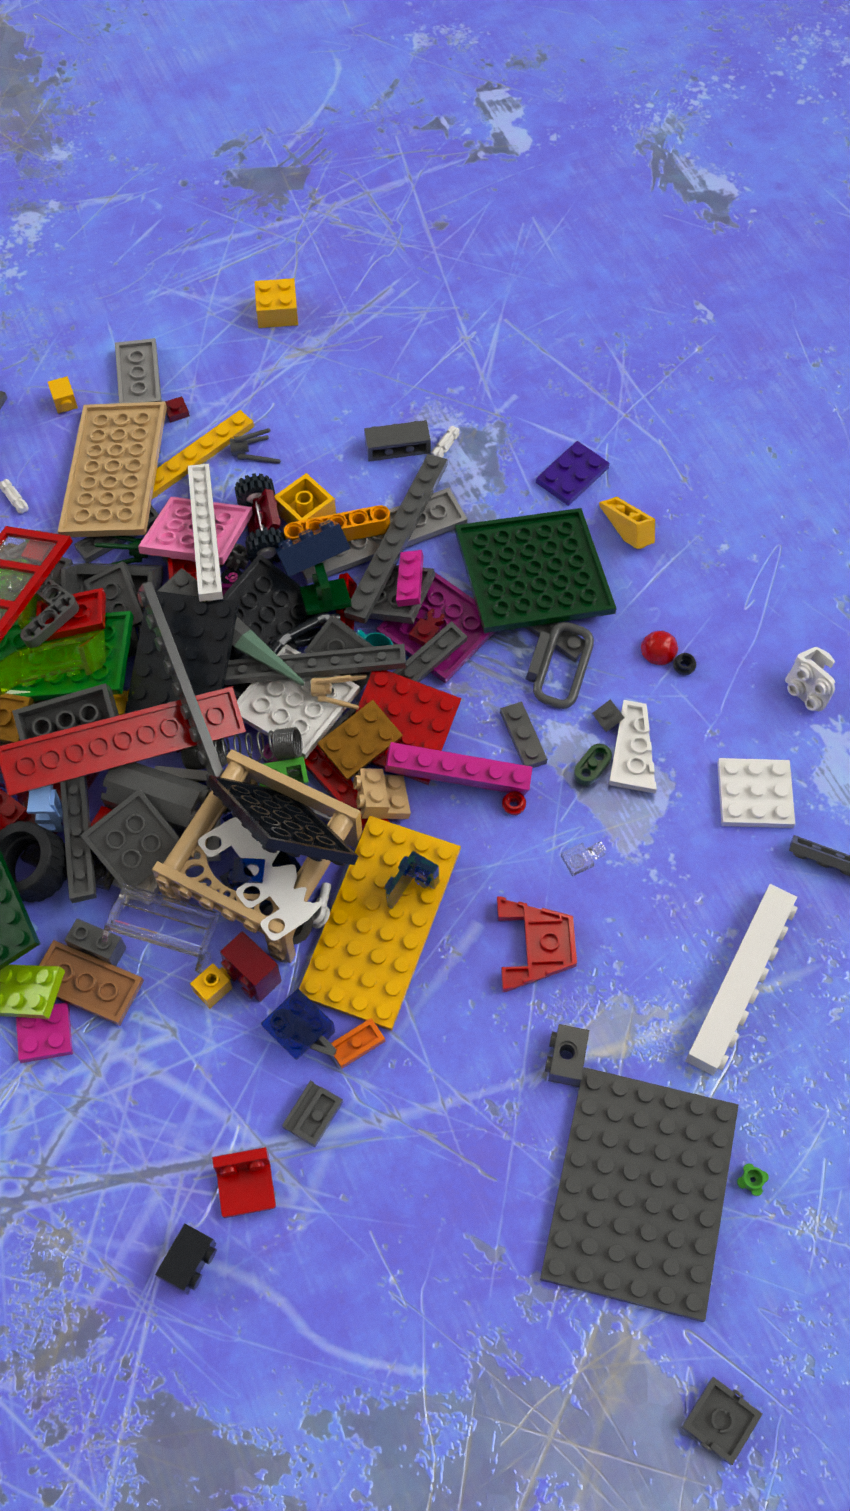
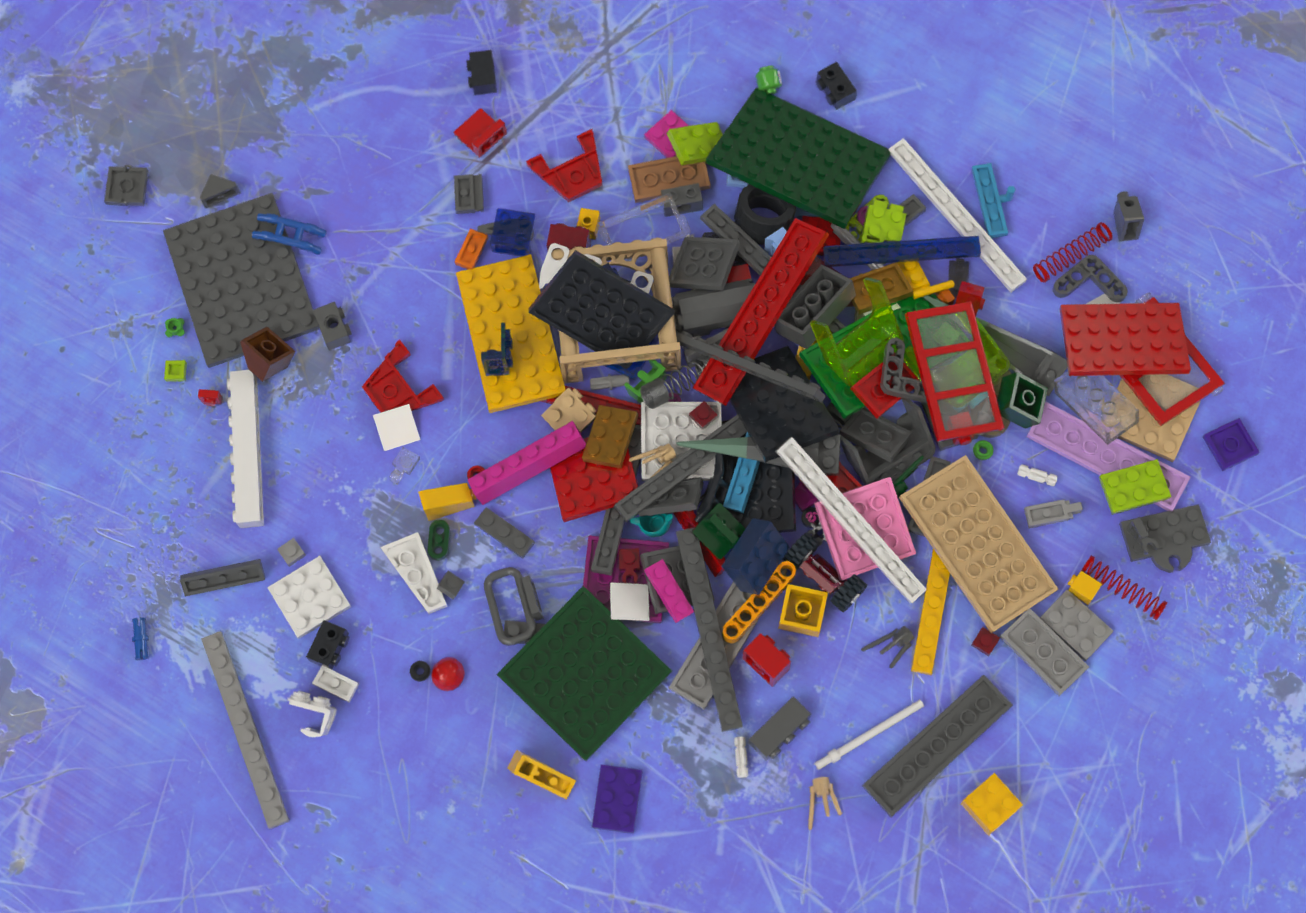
camera: 150 degrees right, 10 degrees up
(25, 355) = (1157, 612): none -> red piece
(32, 461) = (1051, 512): none -> light grey hinge
(95, 379) = (1076, 625): none -> light grey plate
(179, 1052) = (574, 176): none -> red wing
(256, 703) = (703, 415): none -> dark red plate
(273, 623) = (741, 484): none -> dark azure plate
(280, 362) = (937, 745): none -> dark grey plate
(366, 481) = (767, 659): none -> red brick
(368, 402) = (835, 755): none -> white bar
(398, 384) = (822, 788): none -> tan plant
(451, 596) = (629, 601): none -> white sticker
(552, 1219) = (281, 223): none -> blue piece
(562, 789) = (446, 500): none -> yellow slope
(565, 900) = (396, 427): none -> white sticker
(605, 1327) = (218, 190): none -> dark grey slope
(663, 1057) = (266, 353): none -> reddish brown slope
(750, 846) = (291, 552): none -> light grey plate
(754, 1061) = (210, 397): none -> red plate
(762, 733) = (328, 645): none -> black brick
(774, 698) = (335, 683): none -> white plate
(778, 1121) = (175, 370): none -> lime plate

